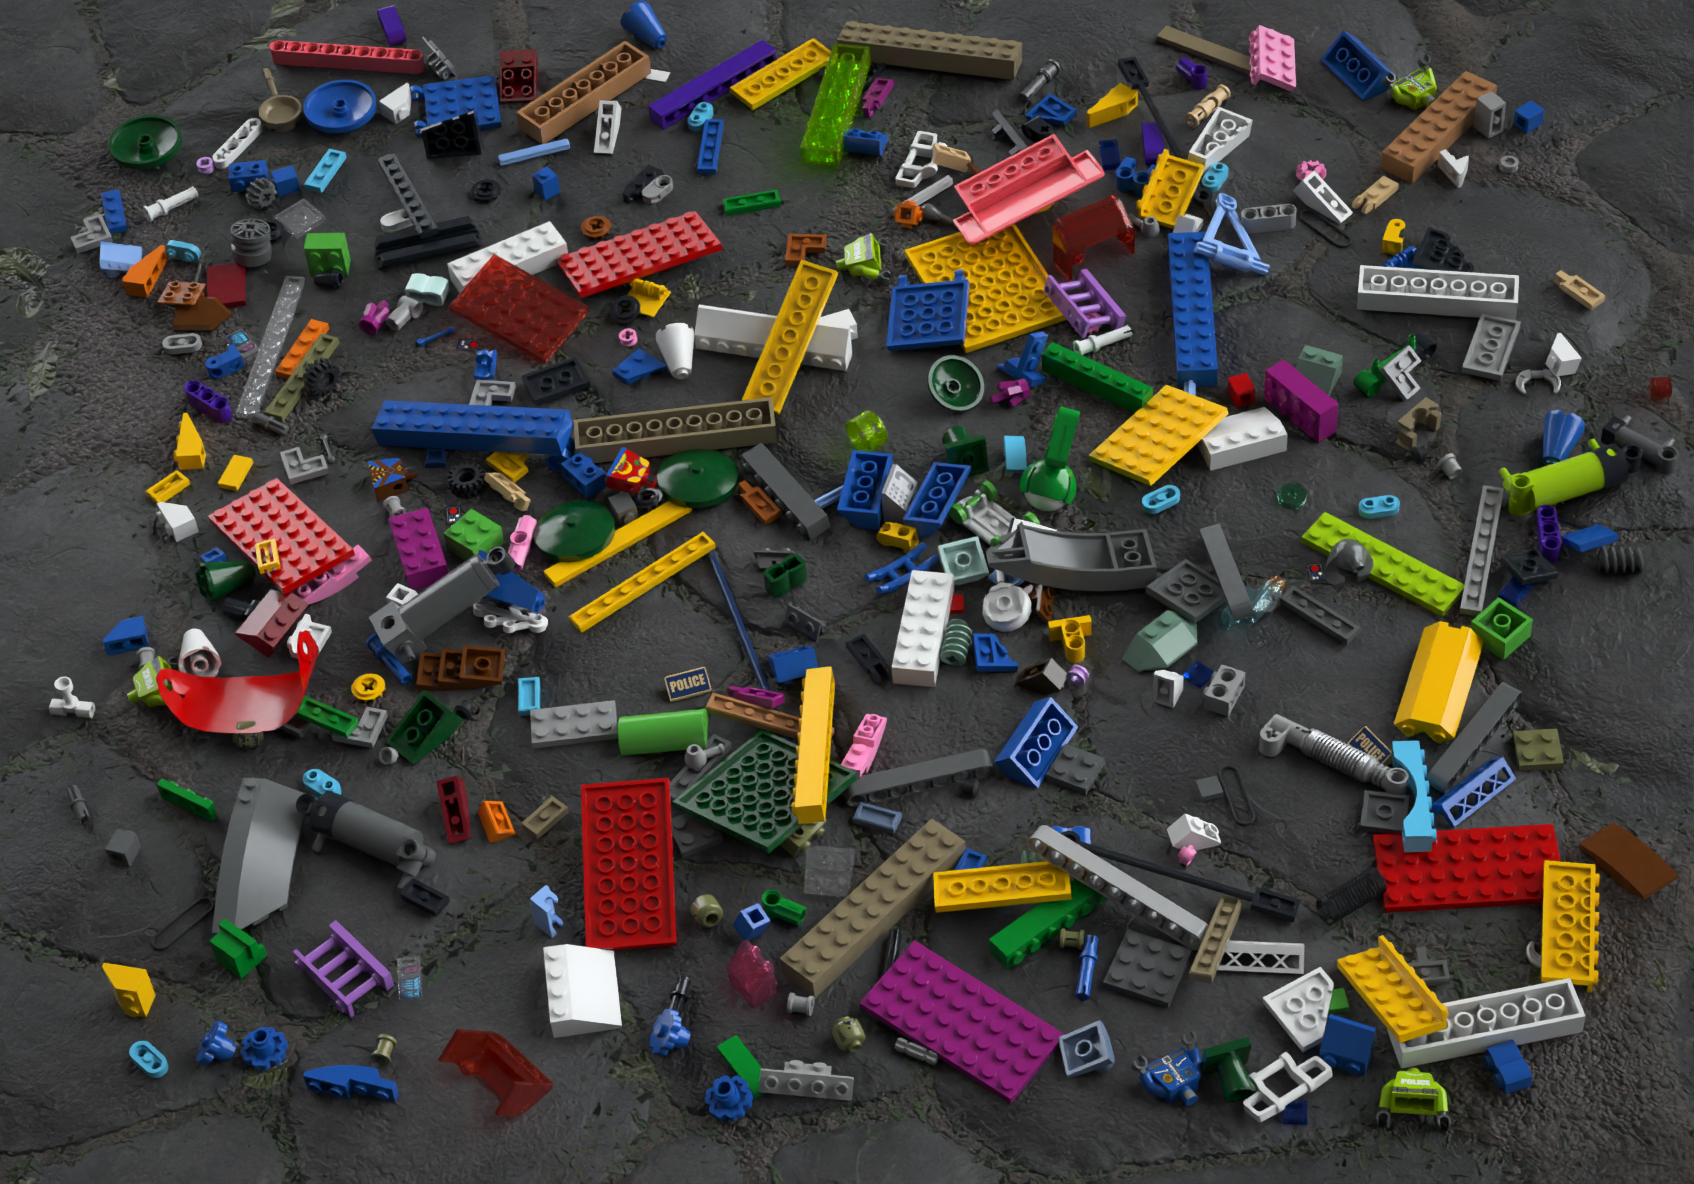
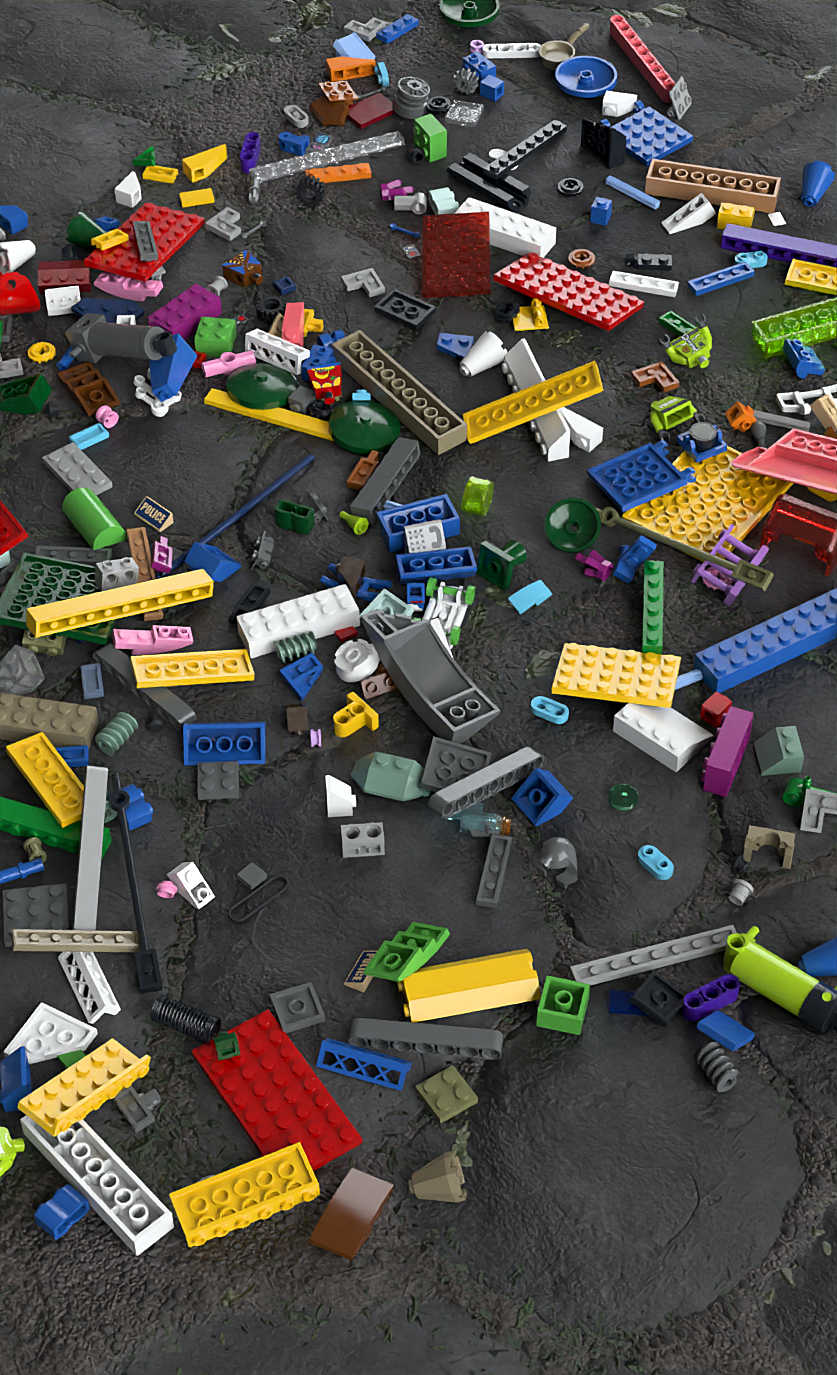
camera: 55 degrees right, 0 degrees up
(135, 488) = (146, 158): none -> green tile
(162, 207) = (417, 46): white pin -> none
(294, 386) = (288, 186): olive plate -> none
(298, 527) = (145, 241): none -> dark grey plate
(325, 171) = (519, 102): medium azure plate -> none
(353, 612) = (108, 307): none -> dark blue plate
(391, 25) = (696, 63): dark purple beam -> none
(473, 427) = (315, 285): blue brick -> none
(485, 365) = (388, 264): blue hips -> none
(516, 668) = (107, 416): none -> bright pink wheel
(518, 75) = (702, 146): dark red slope -> none
(518, 469) = (294, 323): none -> coral slope
(541, 493) = (276, 346): none -> white fence
(628, 333) = (481, 326): bright pink bush -> none
(637, 98) = (735, 215): none -> yellow slope
(642, 582) = (239, 444): yellow tile -> none
(654, 192) = (650, 270): light grey piece -> none
(656, 461) = (361, 395): none -> medium azure plate
(667, 201) = (643, 283): none -> white tile
(697, 757) = (79, 548): light grey bar -> none
(768, 735) = (116, 573): none -> light grey brick
(790, 203) = (691, 347): none -> lime torso
(822, 537) = (357, 524): none -> lime cone
(898, 536) = (387, 566): yellow leg -> none
(898, 563) = (351, 572): none -> dark brown slope
(923, 251) = (702, 441): none -> piece
(930, 729) = (191, 668): none -> yellow plate
(965, 526) = (416, 598): none -> blue leg
(968, 820) = (115, 733): none -> sand green piece
(1049, 481) = (519, 608): green beam -> none
(1094, 342) = (694, 592): white pin -> none
(1121, 290) = (743, 571): none -> olive bar
(1198, 674) = (373, 814): clear blue tile -> none
(1260, 548) = (541, 797): none -> blue slope
(1315, 743) = (339, 941): light grey piece -> none
(1380, 707) = (406, 952): none -> bright green slope
(1390, 567) = (591, 894): lime plate -> none
(1405, 873) = (226, 1045): none -> dark green tile
(1417, 826) = (283, 1032): medium azure arch -> none
(1632, 783) = (439, 1180): none -> dark tan cone

